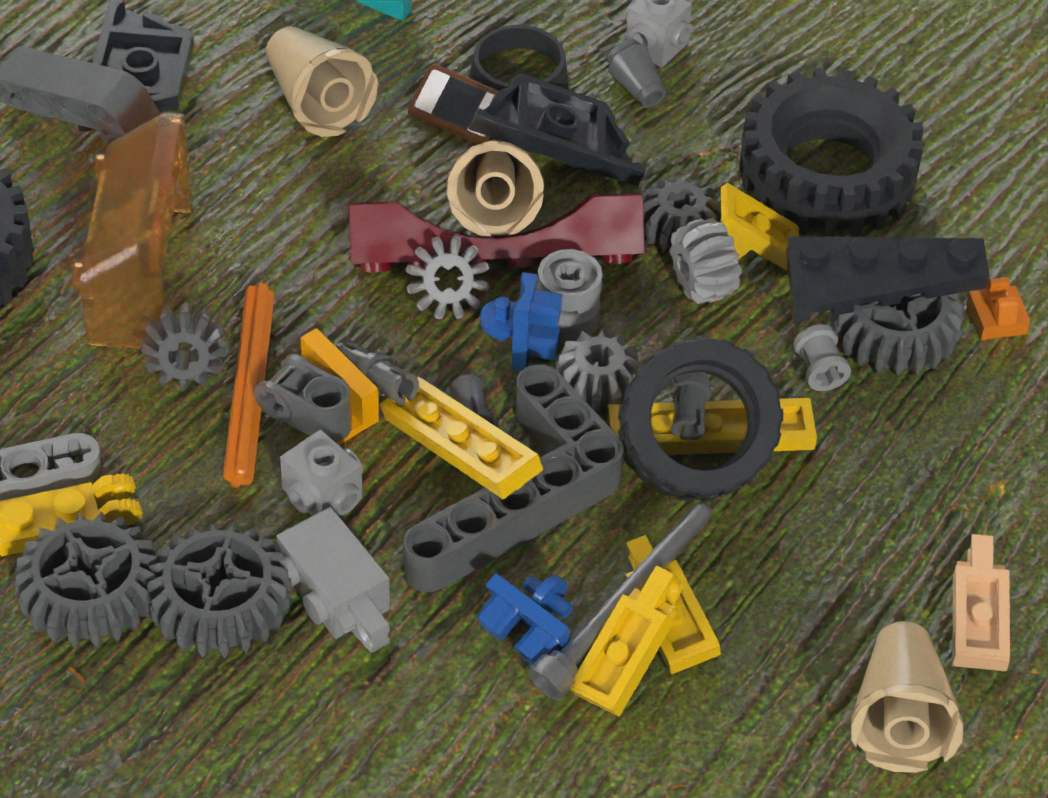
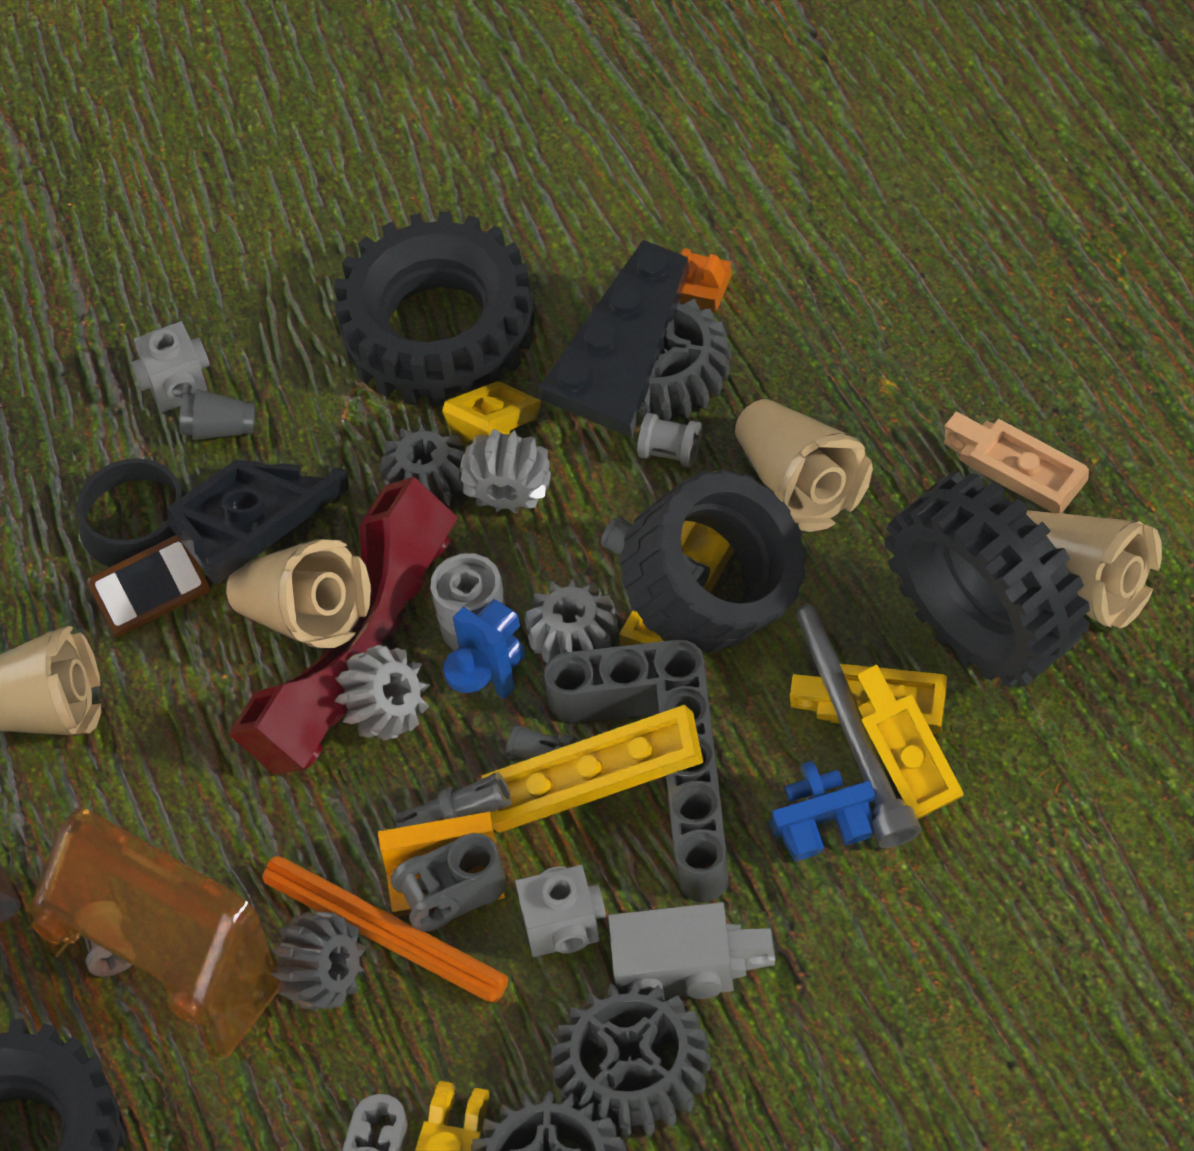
camera: 50 degrees left, 5 degrees up
(803, 609) = (987, 579): none -> black tyre
(854, 453) = (804, 462): none -> tan cone

